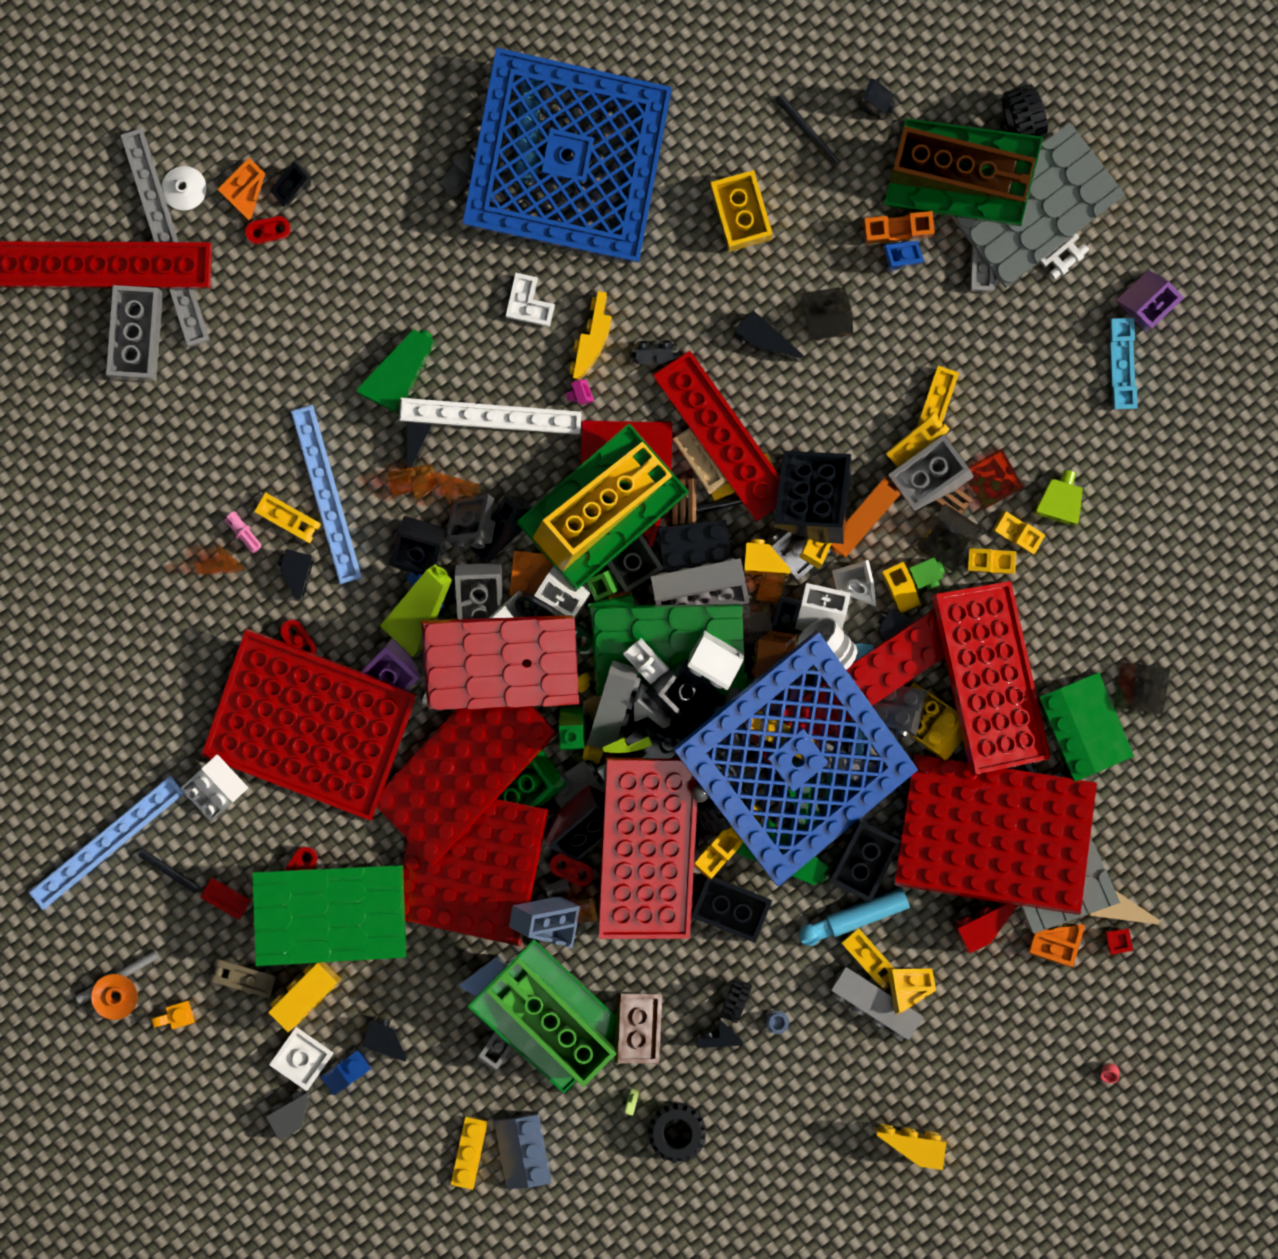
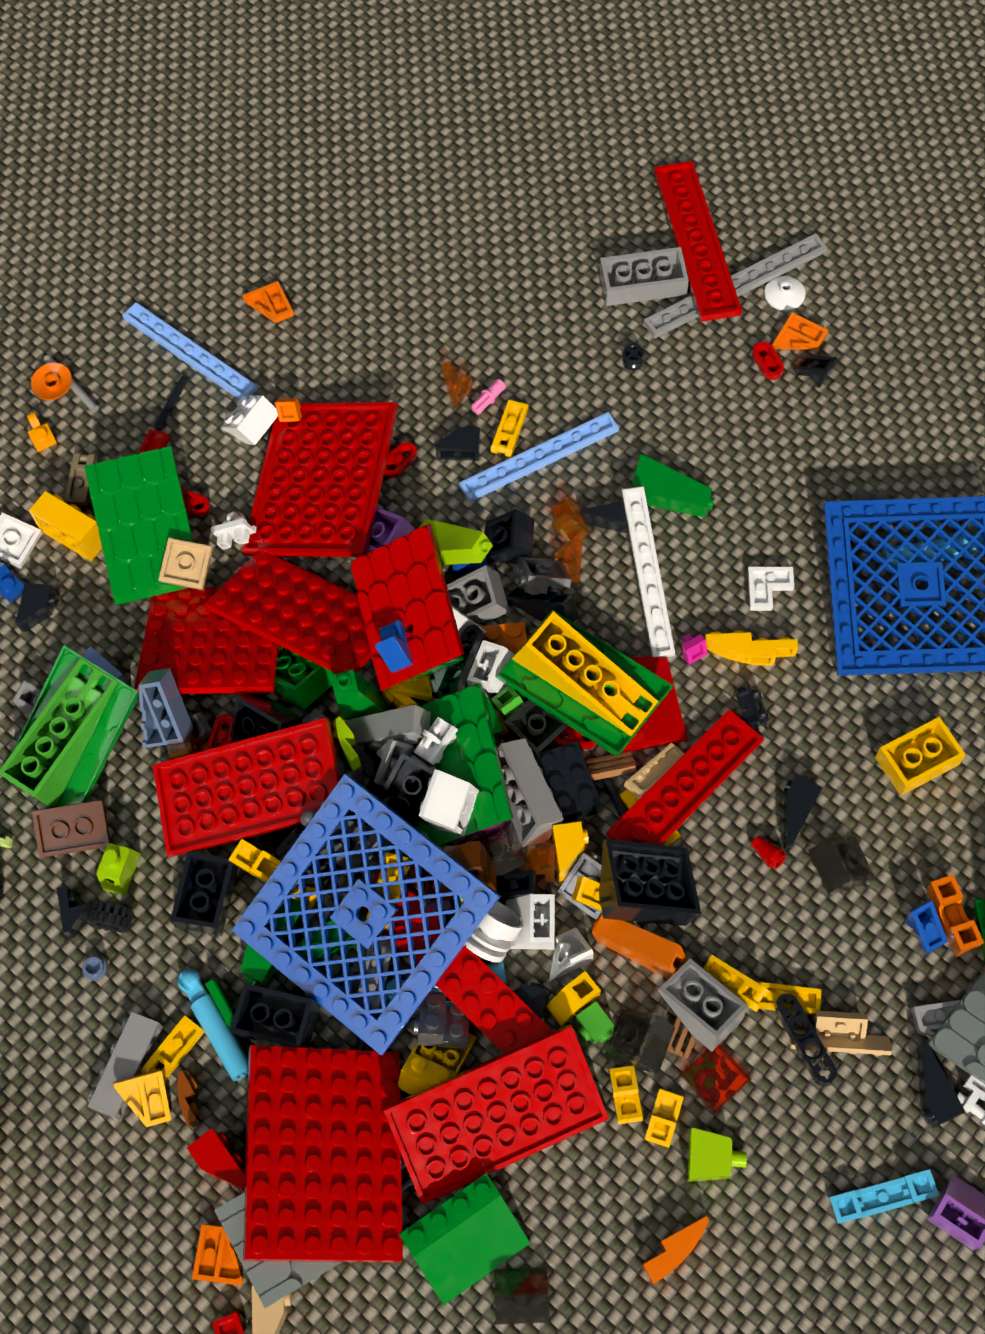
camera: 80 degrees right, 20 degrees down
(65, 743) = (270, 302): none -> orange wing
(219, 744) = (288, 409): none -> orange tile
(227, 365) = (633, 351): none -> black wheel
(351, 816) = (233, 528): none -> white hips
(386, 877) = (185, 563): none -> tan plate
(542, 680) = (394, 646): none -> blue slope
(686, 987) = (118, 866): none -> lime torso
(801, 376) = (770, 853): none -> red cone
(837, 906) = (221, 1000): none -> green tile
(911, 950) = (186, 1092): none -> dark orange slope
(981, 360) = (846, 1034): none -> tan bracket
(981, 389) = (808, 1038): none -> black beam
(1048, 293) = (936, 1094): none -> black slope
(1131, 550) = (675, 1250): none -> orange slope

